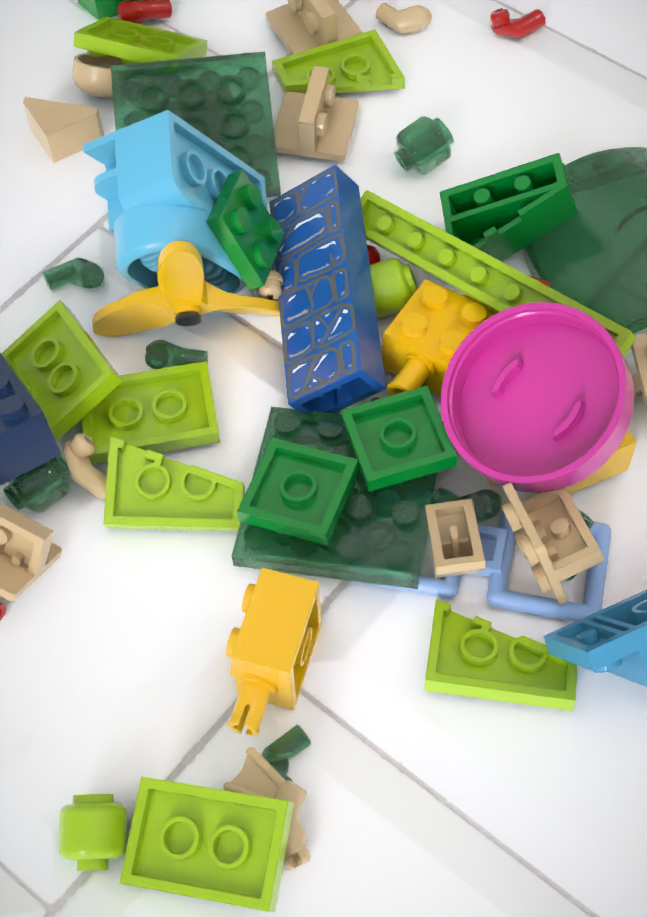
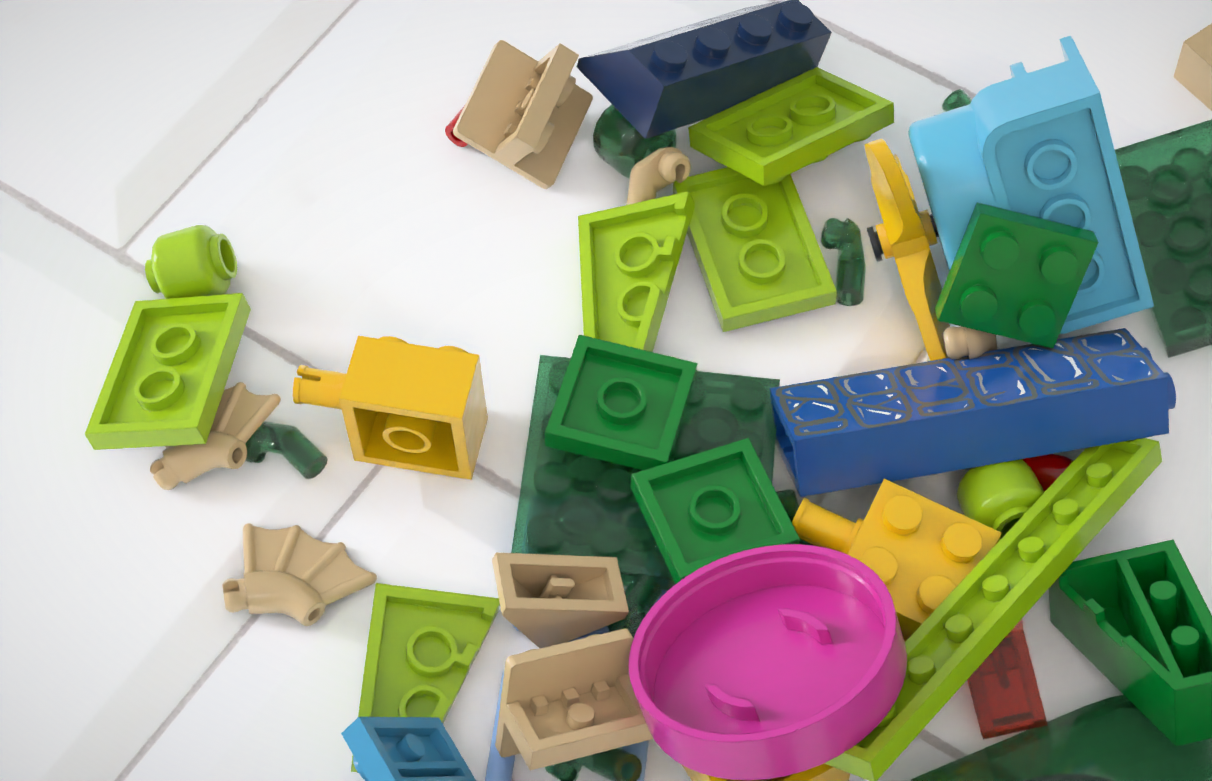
camera: 85 degrees right, 0 degrees up
(398, 755) = (292, 574): none -> tan arm

